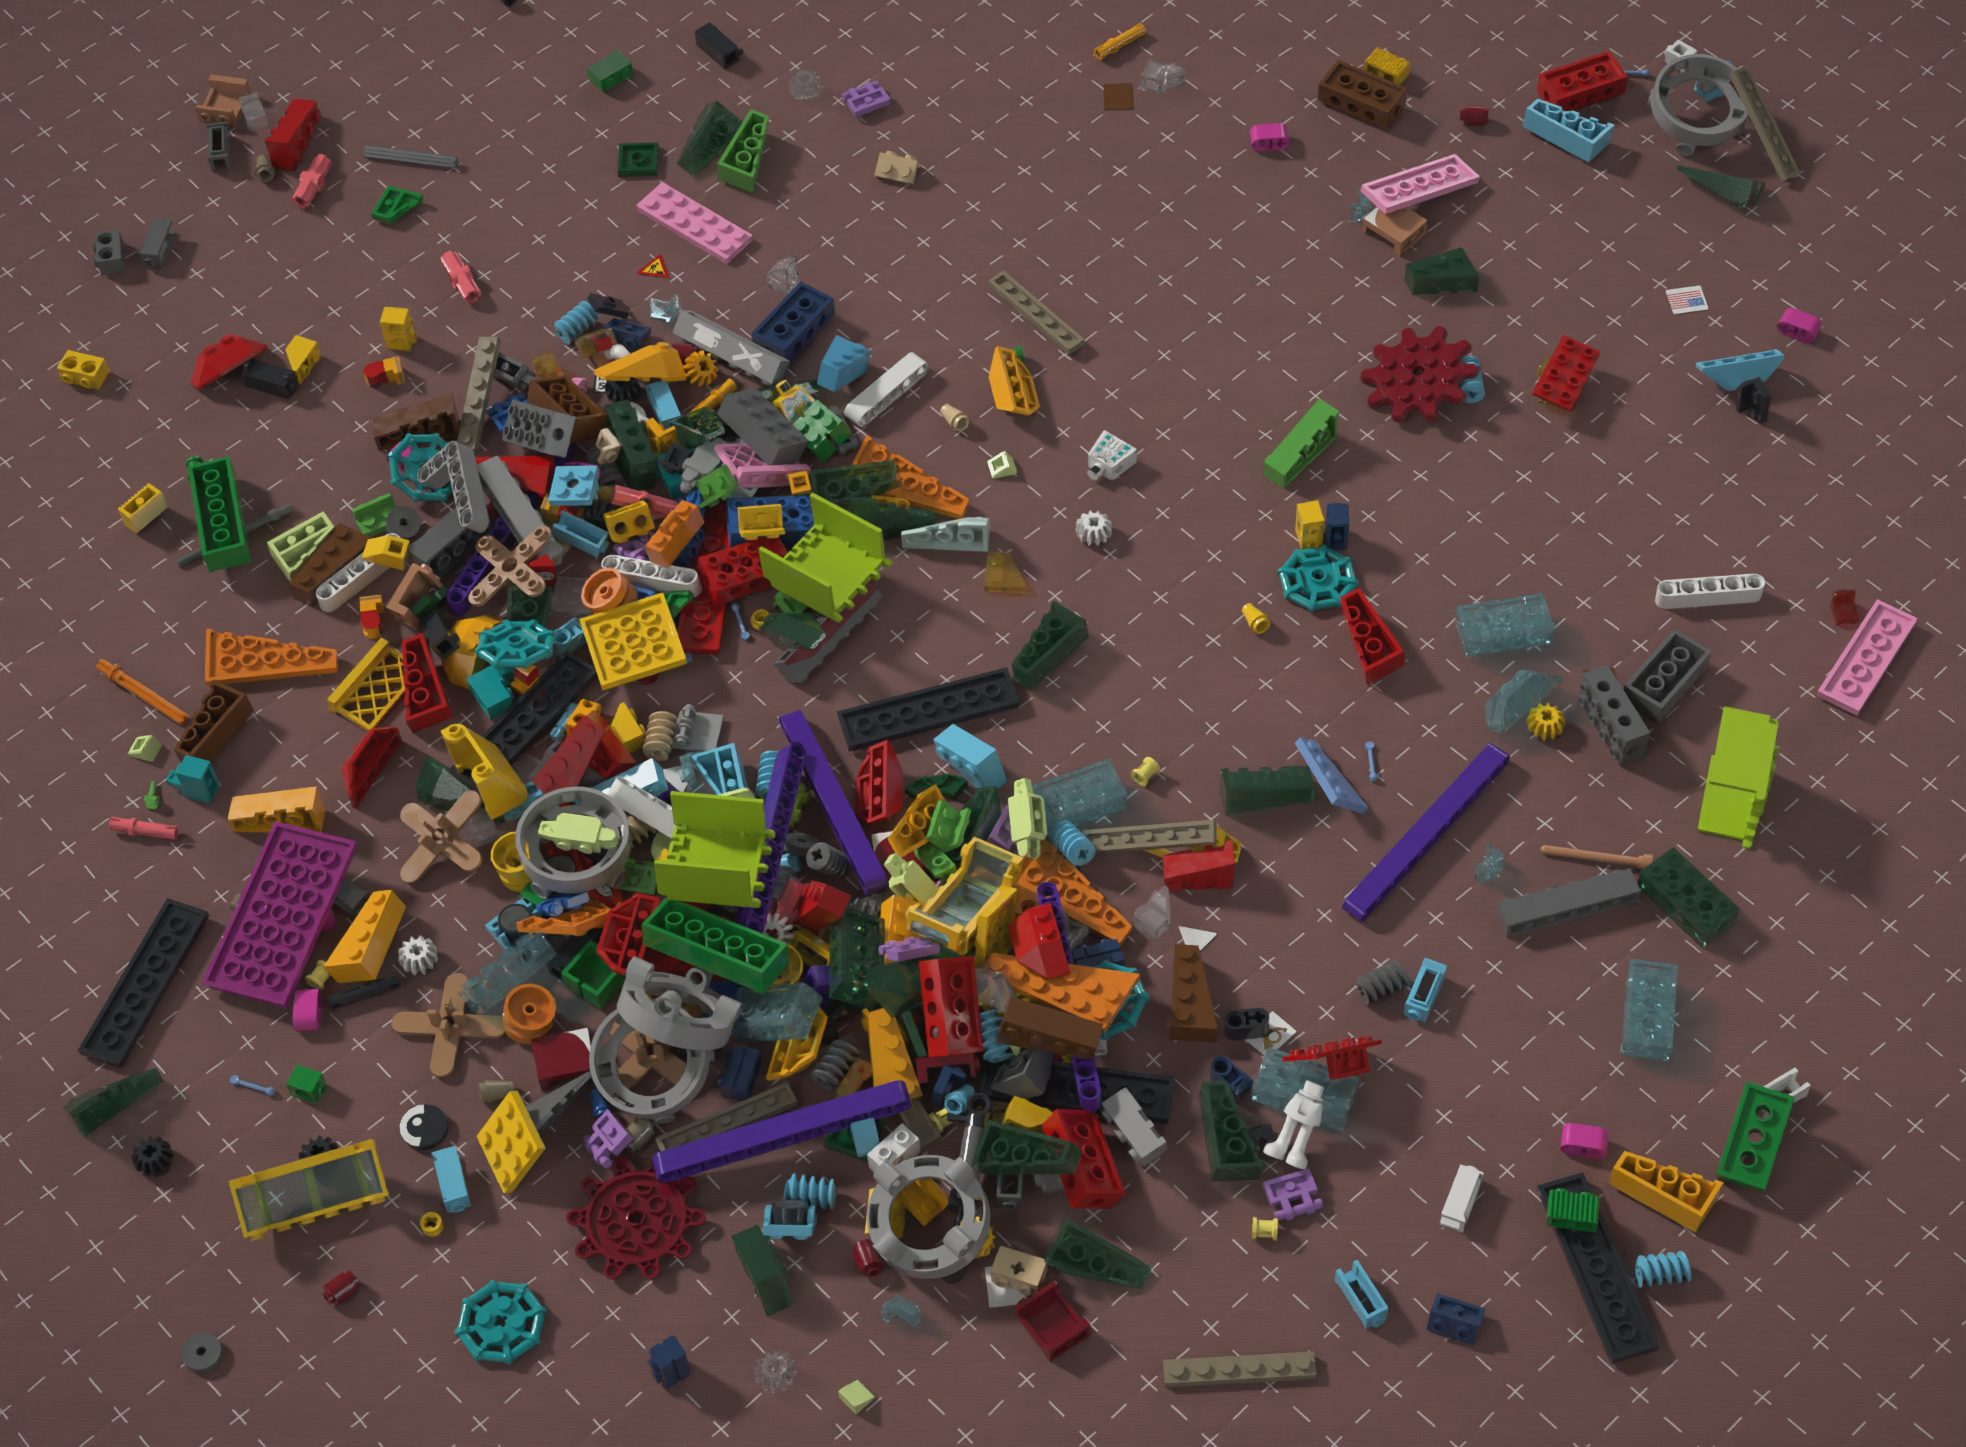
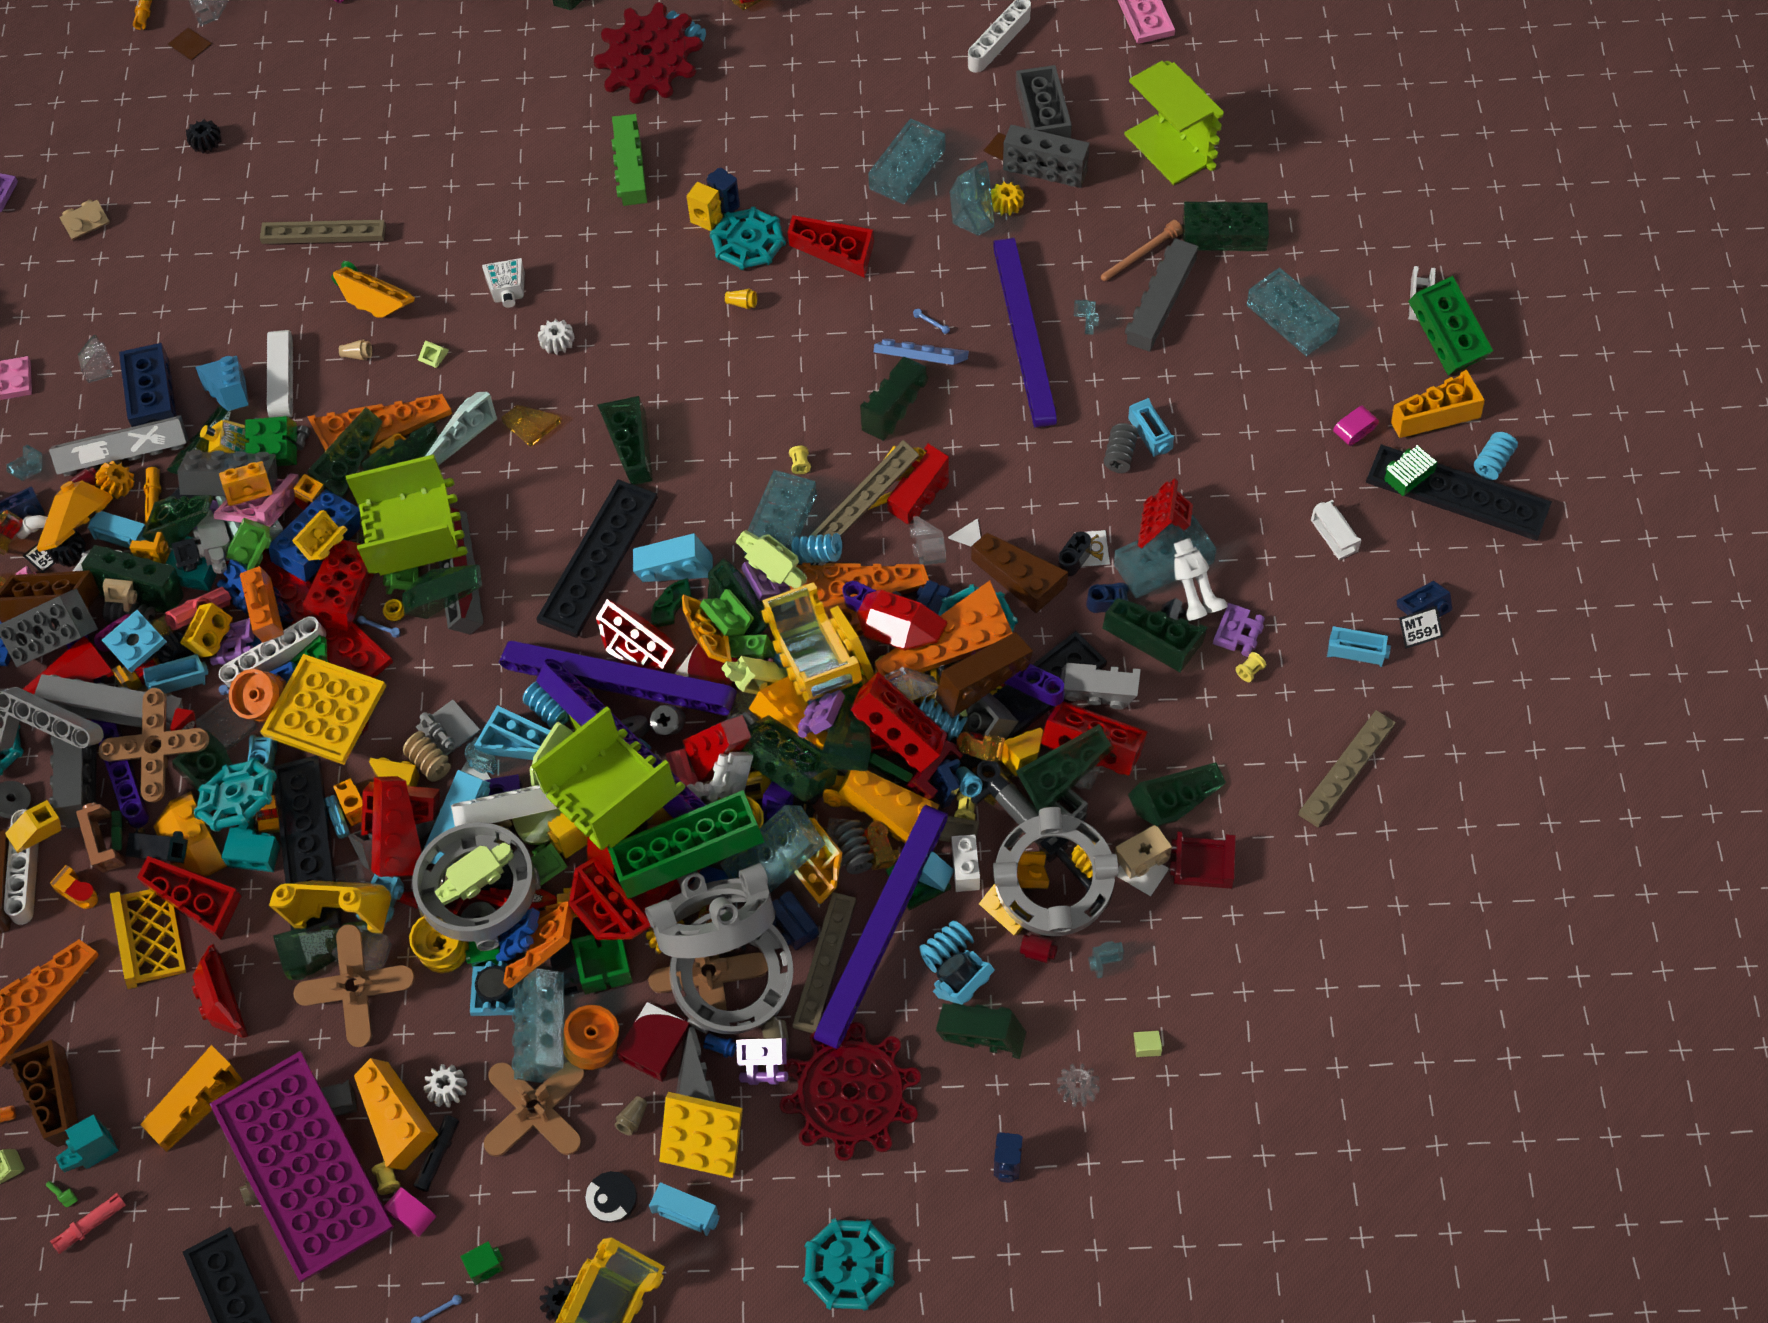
camera: 50 degrees left, 5 degrees up
(429, 1230) = (715, 1260): yellow bush -> none
(757, 442) = (245, 483): none -> light orange bracket
(810, 936) = (730, 774): none -> white plate
(992, 1079) = (985, 748): none -> clear yellow leg
(1042, 173) = (203, 136): none -> black gear
(1427, 1330) = (1421, 627): none -> sticker

